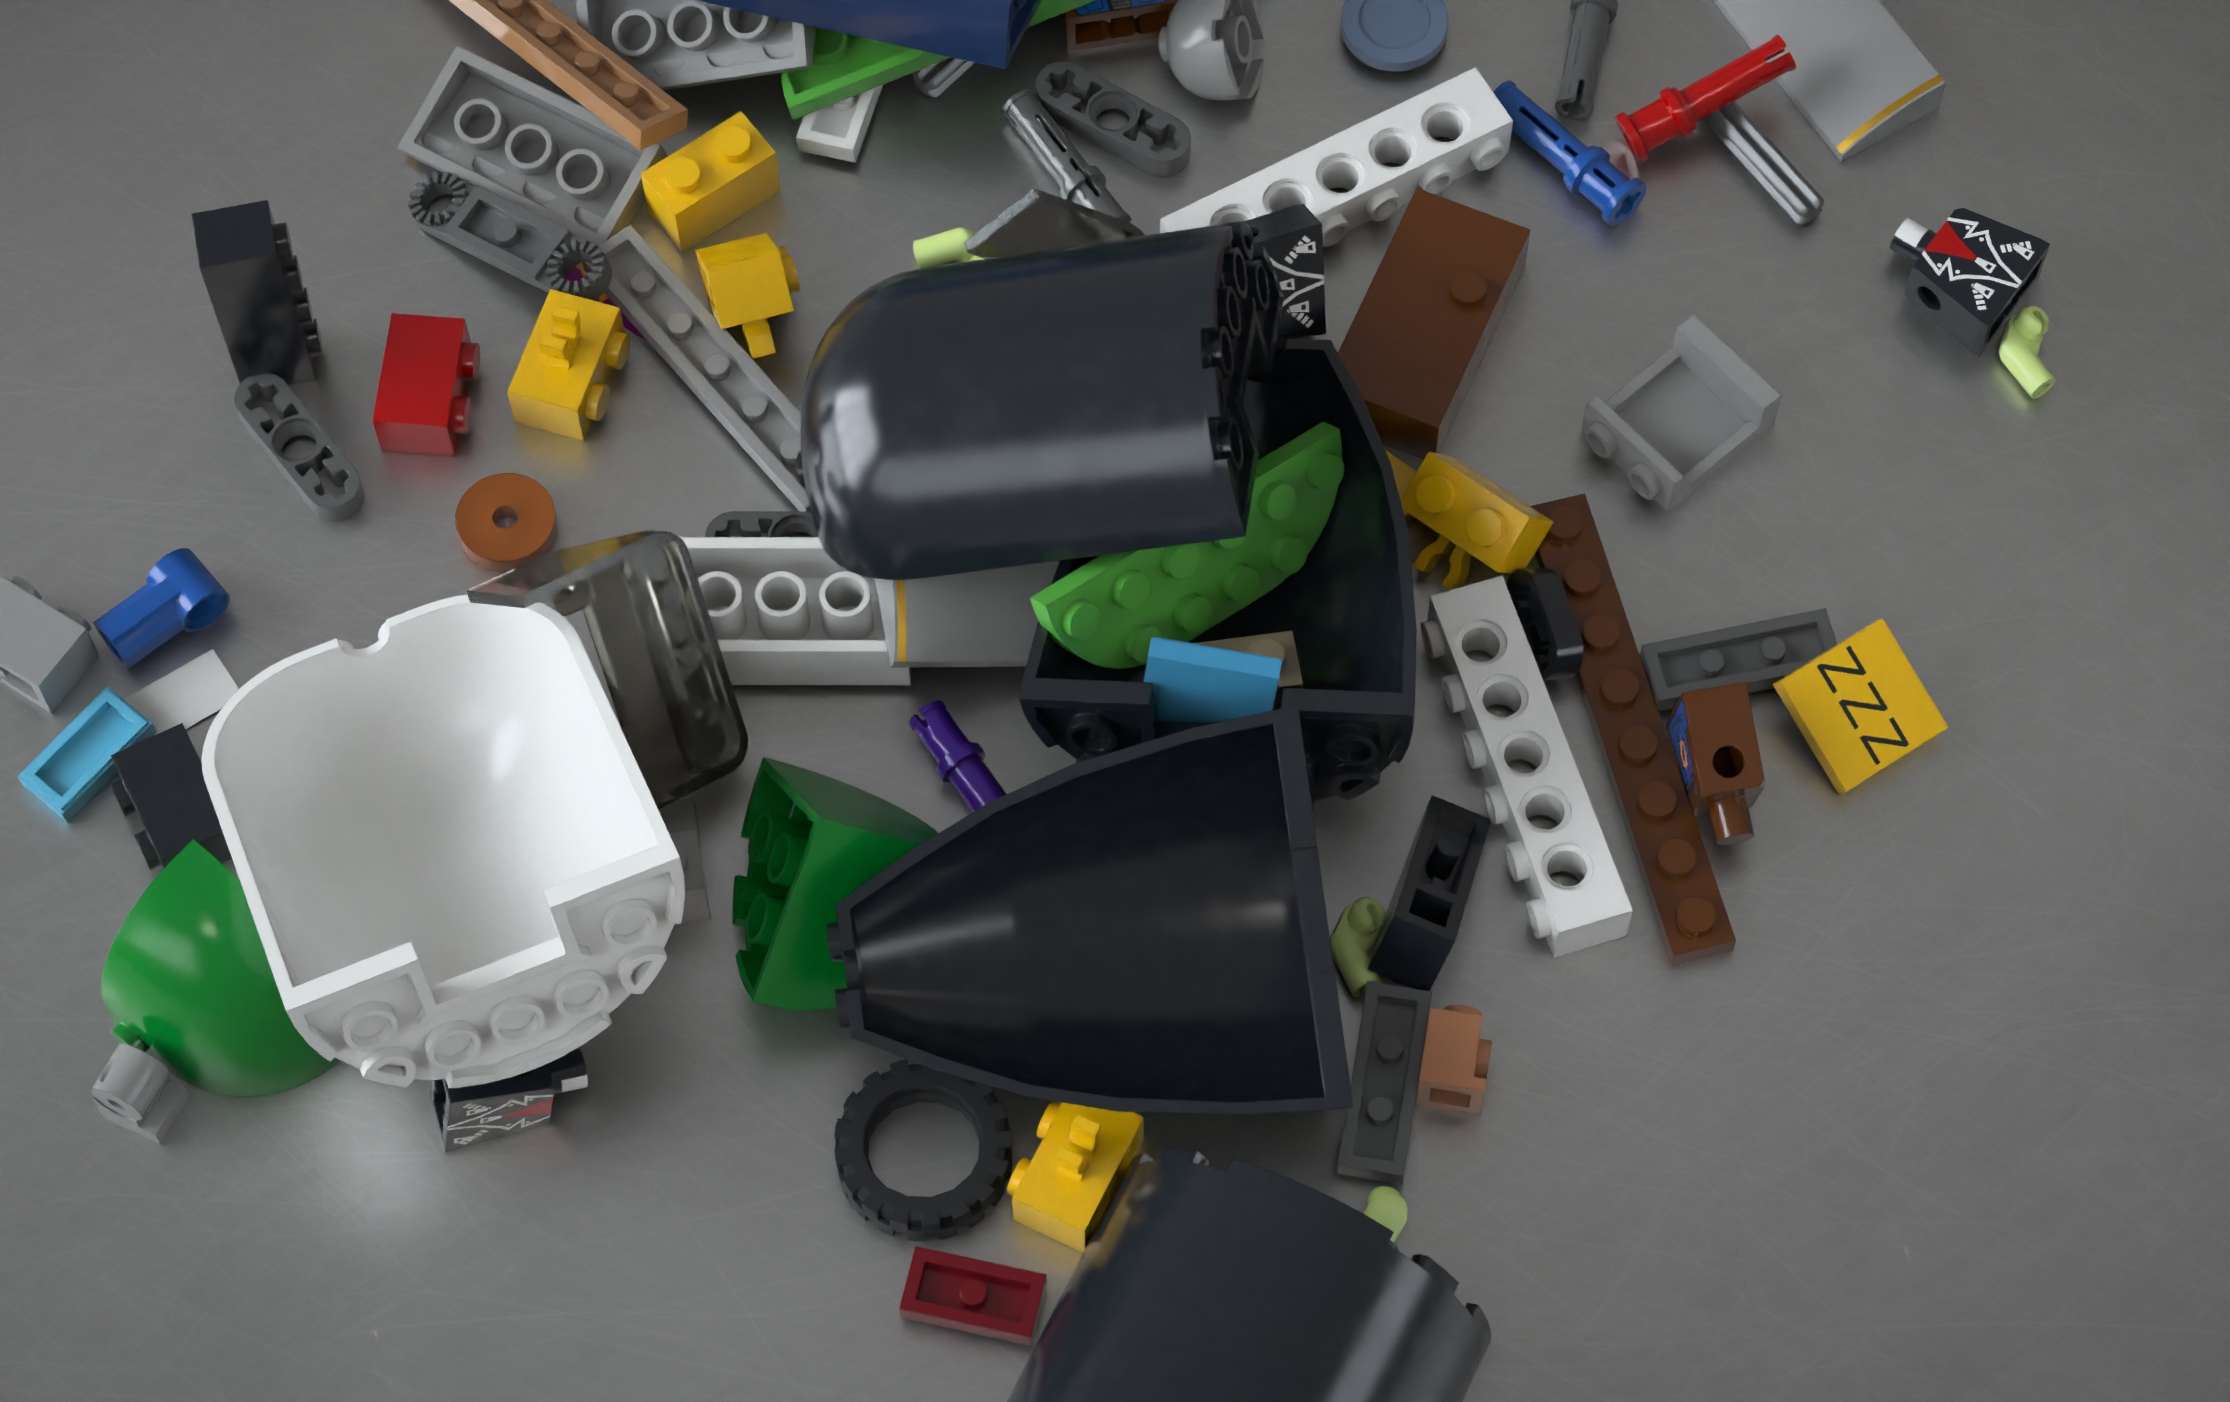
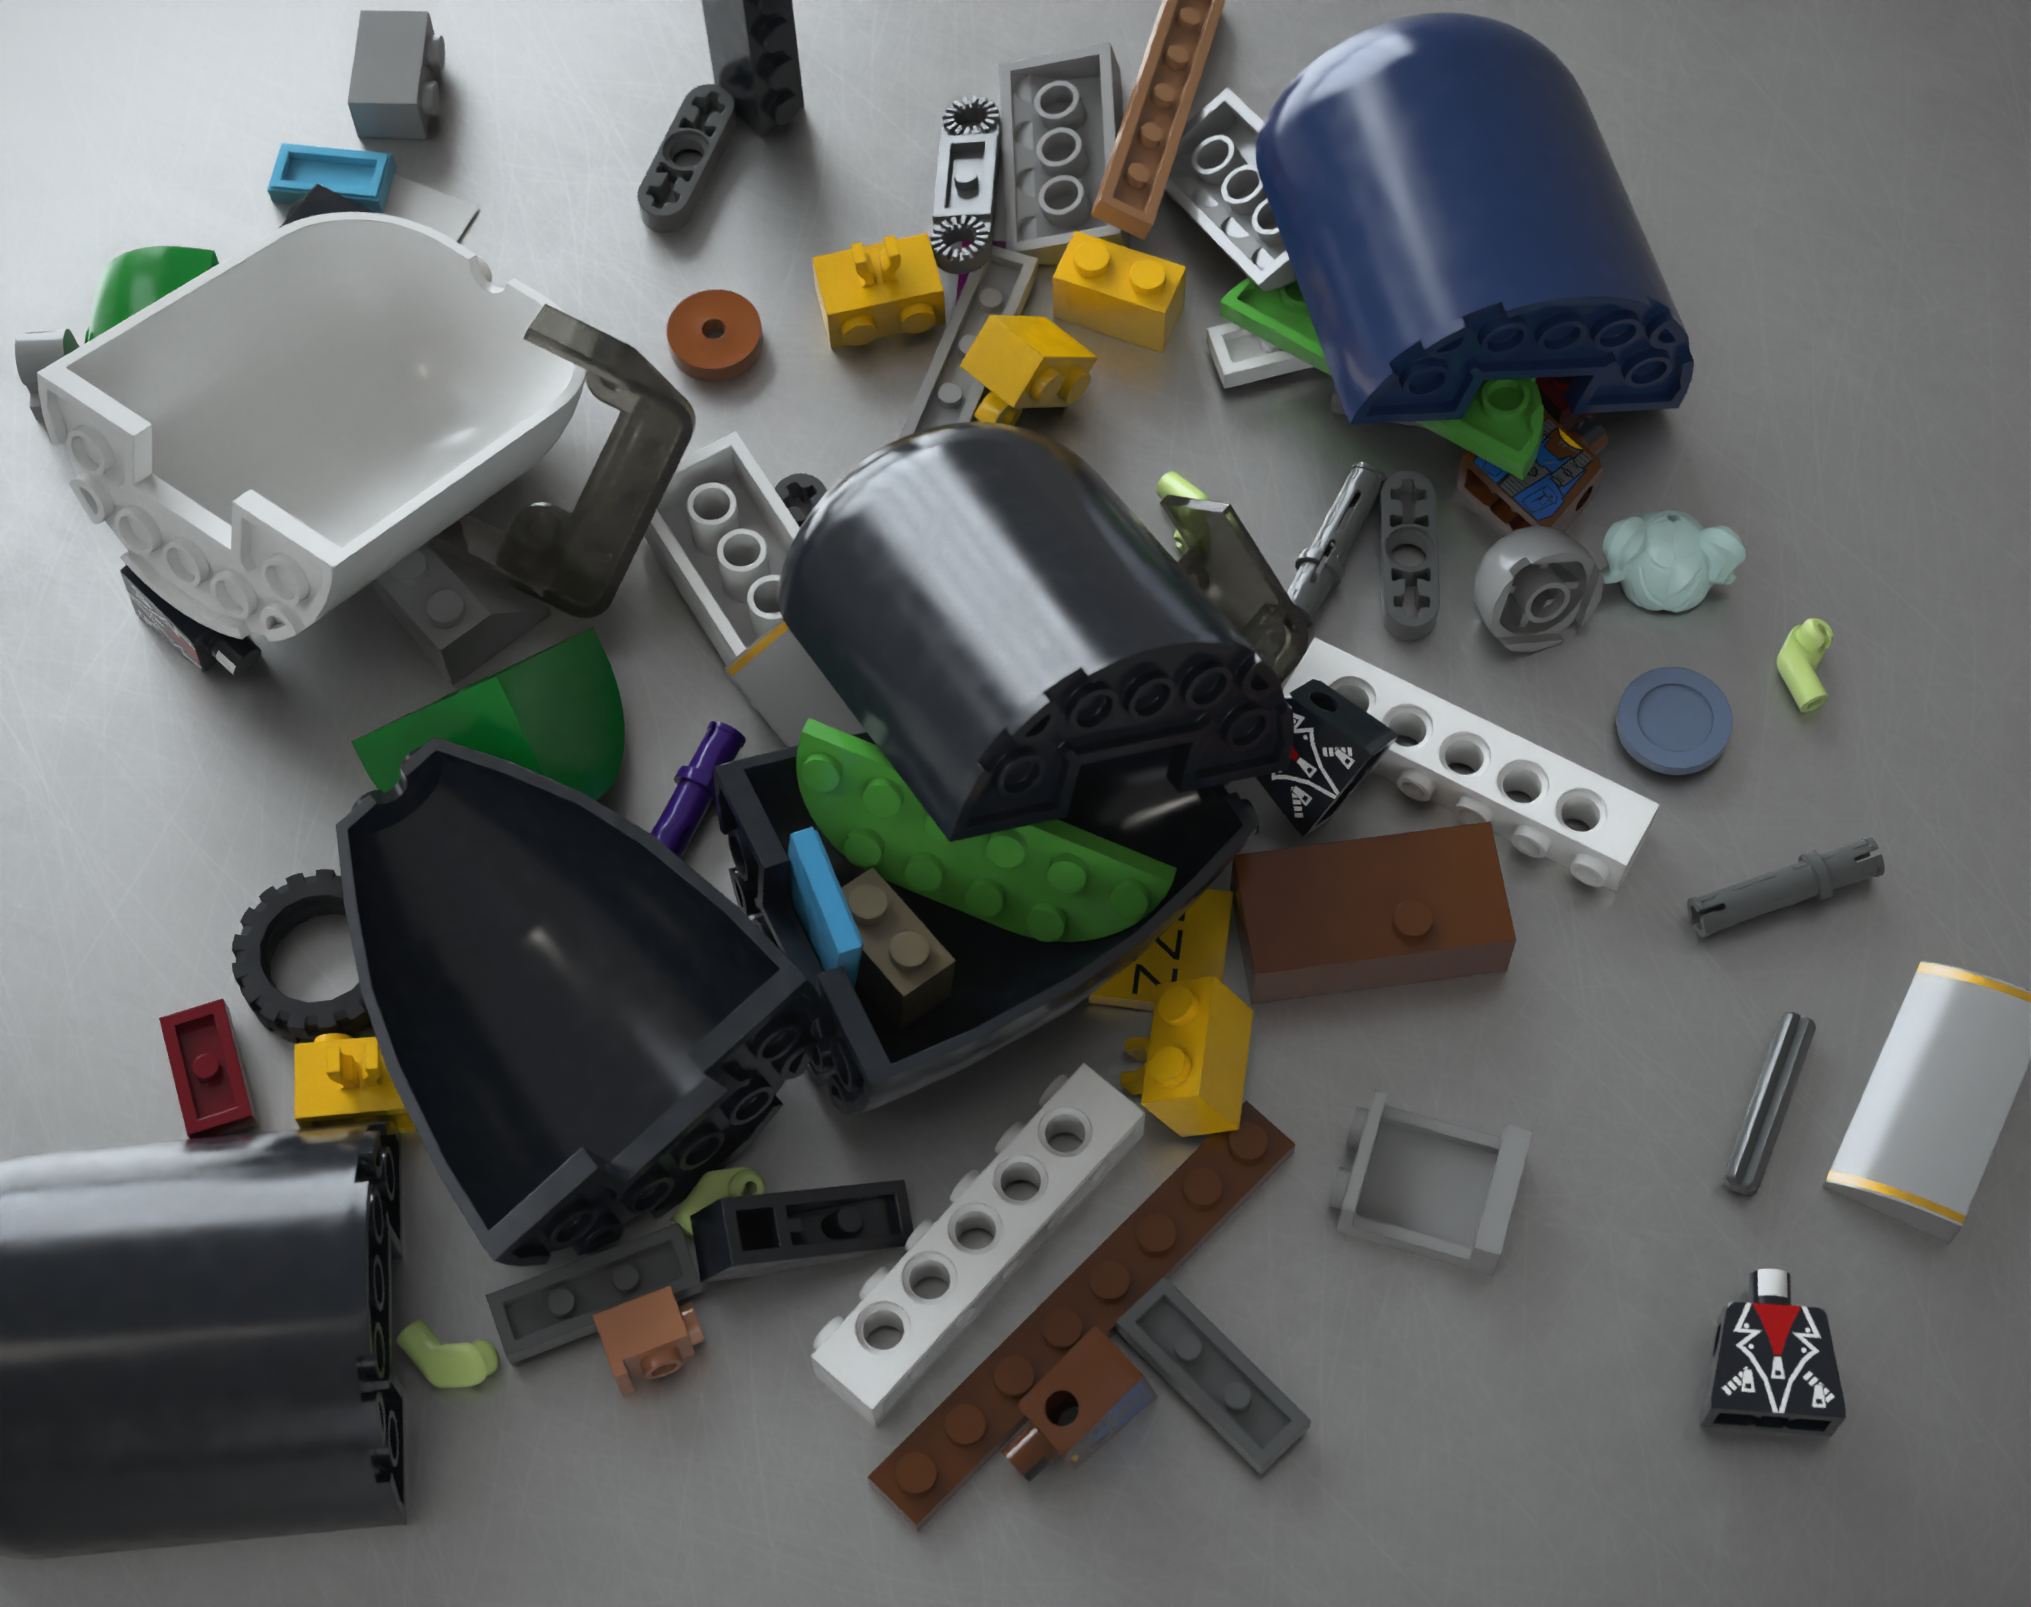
camera: 60 degrees right, 0 degrees up
(176, 598) = (494, 154): blue piece -> none
(425, 384) = (793, 204): red brick -> none
(1547, 622) = (1133, 1179): black beam -> none
(1584, 167) = (1638, 957): blue pin -> none
(1679, 111) = (1753, 1006): red pin -> none
(1860, 706) = (1228, 1508): yellow tile -> none
(2021, 347) = (1728, 1459): yellowish green arm -> none

